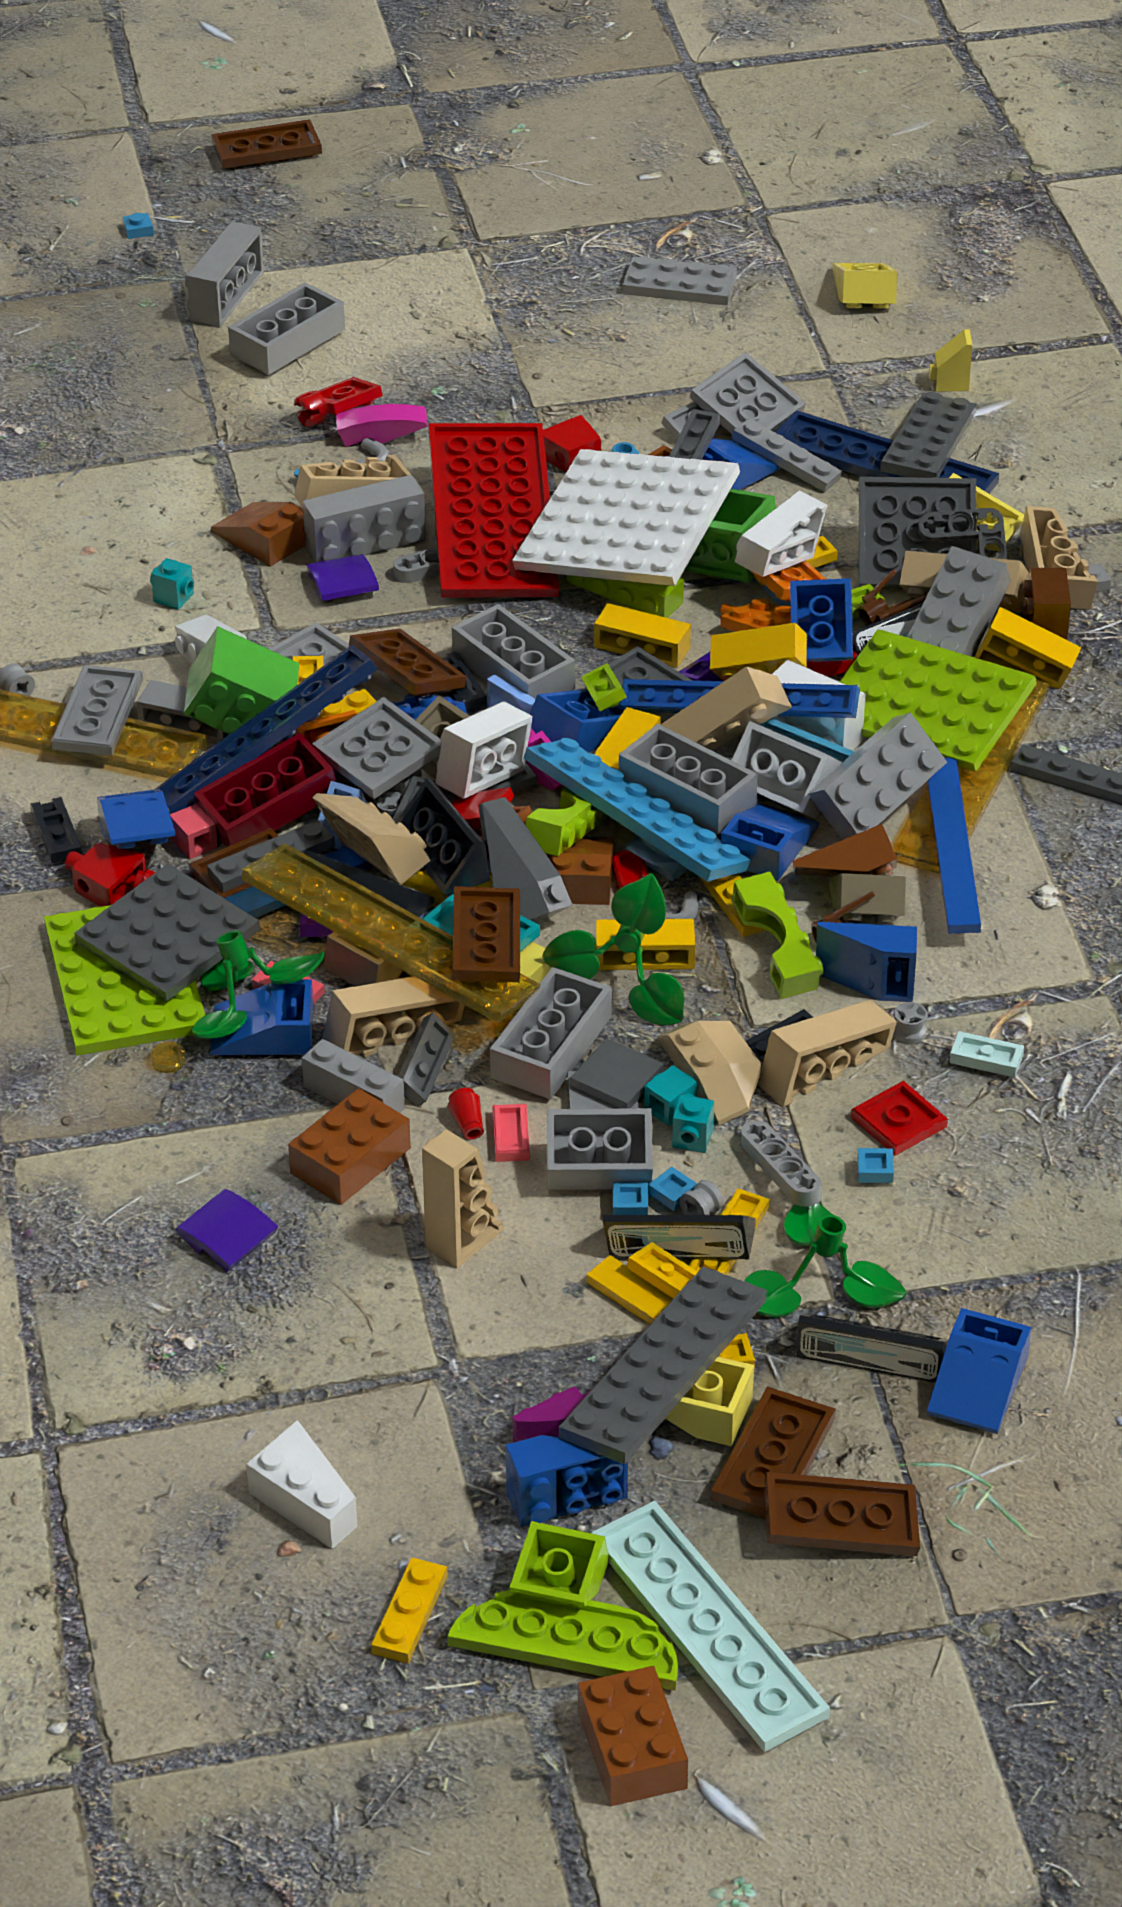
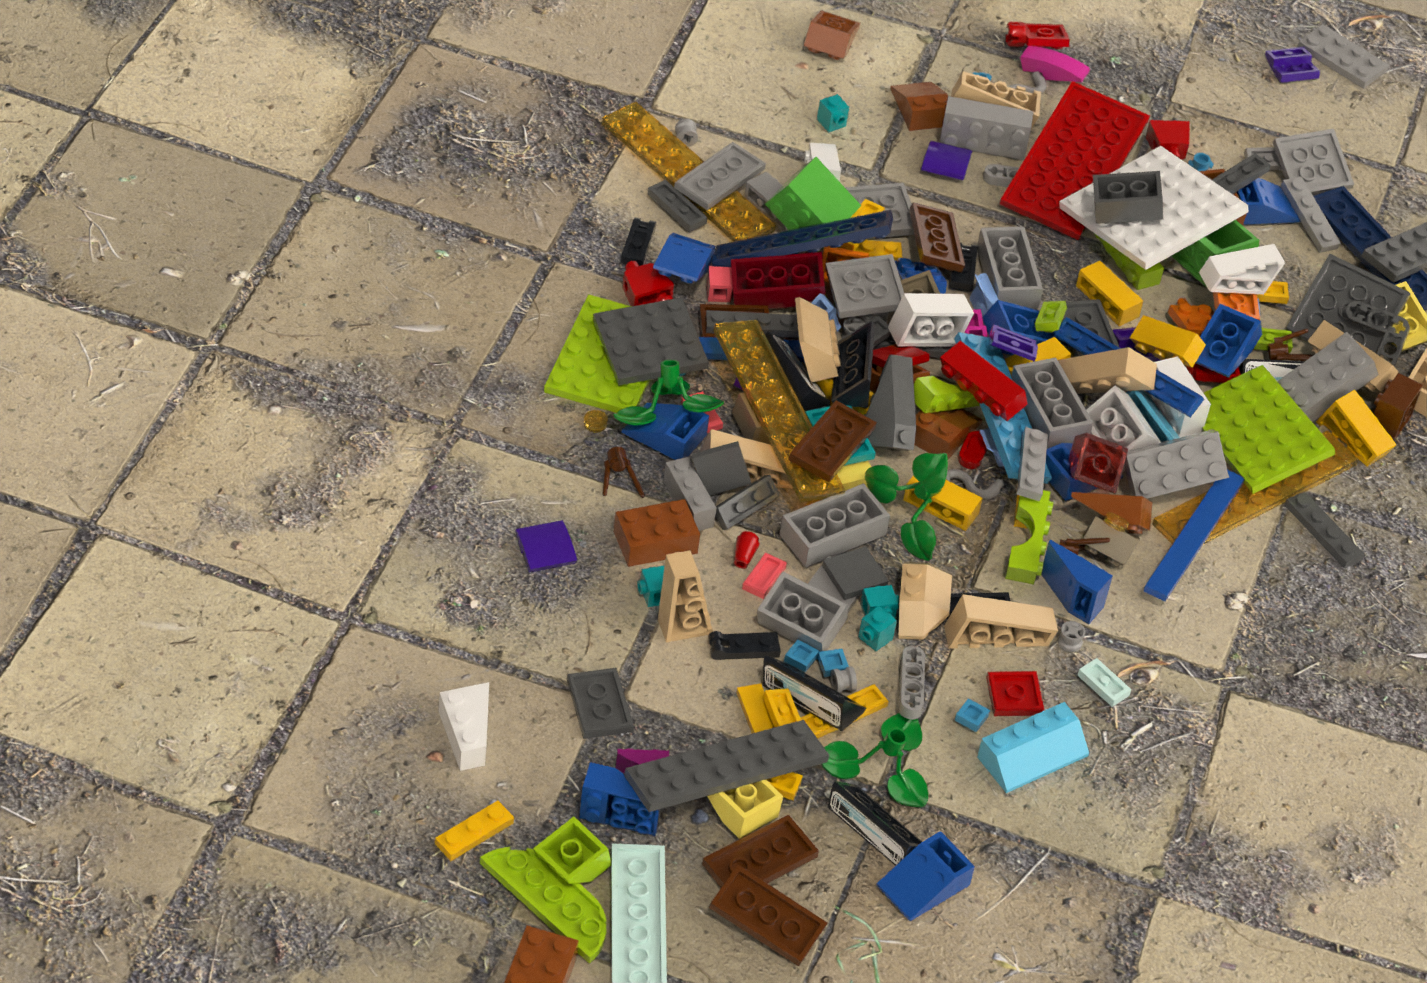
camera: 25 degrees right, 5 degrees up
(70, 768) = (677, 205): none -> dark grey plate
(100, 501) = (831, 34): none -> dark orange slope
(236, 1089) = (618, 462): none -> reddish brown plant
(375, 1029) = (722, 468): none -> dark grey tile
(397, 1207) = (651, 585): none -> teal brick
(438, 1378) = (600, 703): none -> dark grey tile
(553, 1223) = (744, 645): none -> black plate
(596, 731) = (1013, 342): none -> dark purple slope
(601, 513) = (1128, 197): none -> dark grey brick
(603, 784) = (983, 381): none -> red brick
(634, 312) = (1292, 64): none -> dark purple slope
(727, 850) = (1032, 464): none -> light grey plate
(795, 812) = (1097, 461): none -> clear red slope
(870, 868) = (1116, 522): none -> clear yellow tile
(973, 1165) = (1033, 747): none -> medium azure slope

